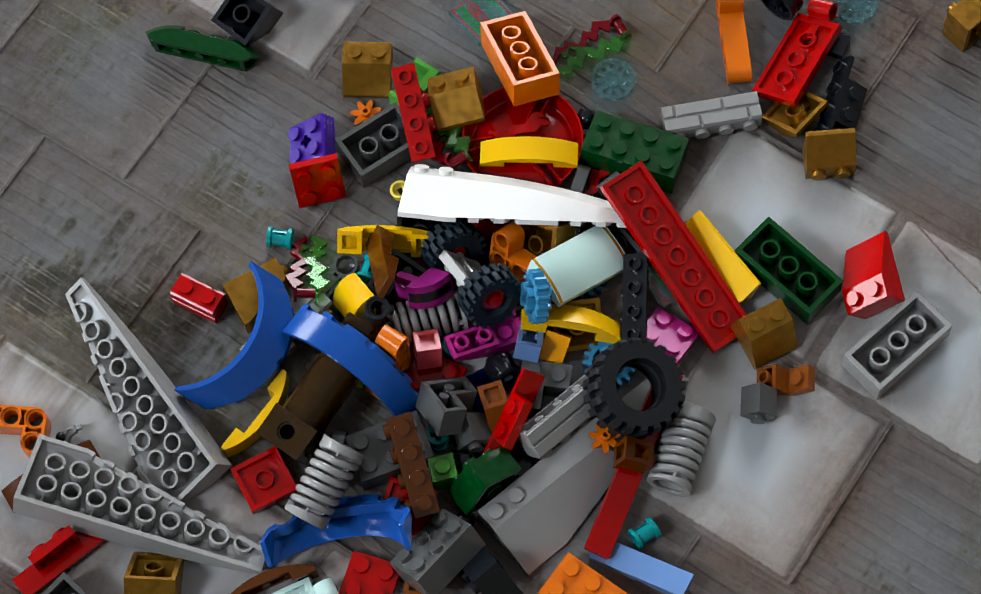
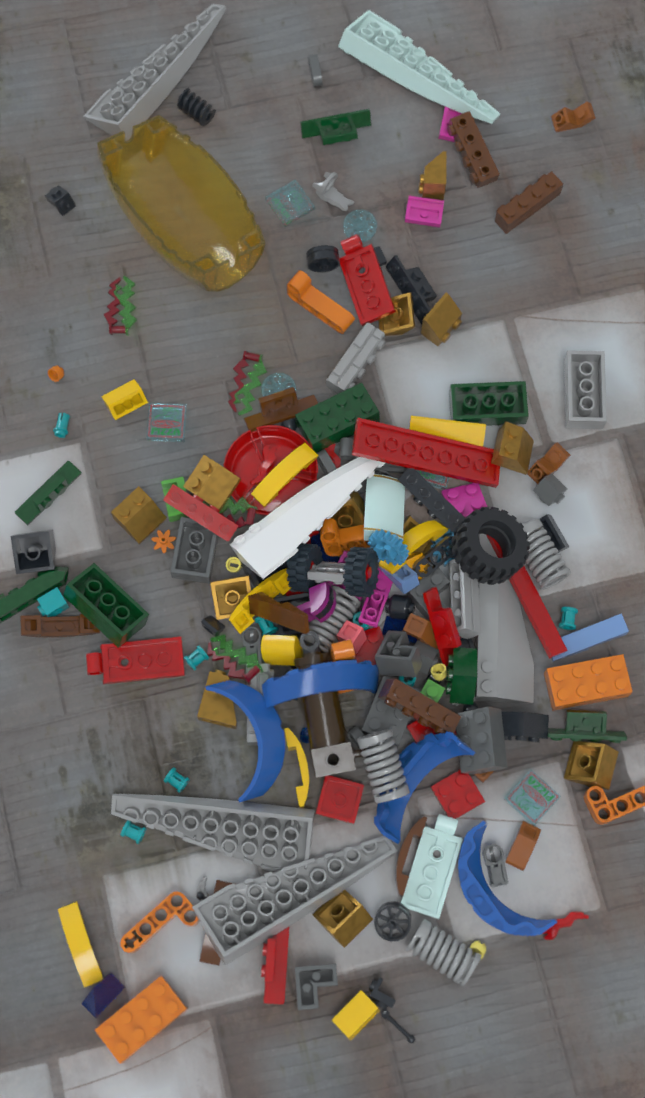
camera: 55 degrees left, 5 degrees up
(67, 329) = (133, 831): none -> teal bush
(149, 314) = (176, 780): none -> teal bush
(197, 98) = (56, 626): none -> reddish brown slope
(198, 298) = (189, 737): red brick -> none
(214, 74) = (52, 603): none -> teal brick
(238, 199) = (146, 660): none -> red hinge
(252, 116) = (106, 605): none -> dark green brick
(312, 138) = (167, 586): dark purple brick -> none
(317, 180) = (184, 604): red plate -> none
(325, 224) = (212, 625): none -> black slope
(367, 209) = (229, 594): none -> pearl gold slope
(469, 452) = (441, 669): none -> light yellow hinge
(520, 58) = (222, 425): orange brick -> none
(562, 346) = (444, 543): none -> black beam
(595, 93) = (278, 408): none -> reddish brown bracket
(601, 440) = (497, 591): orange plant -> none
(634, 454) = (524, 582): reddish brown brick -> none
(719, 446) = (554, 532): none -> black slope
(871, 278) = (534, 365): red slope -> none
(930, 44) = (424, 211): none -> dark pink plate

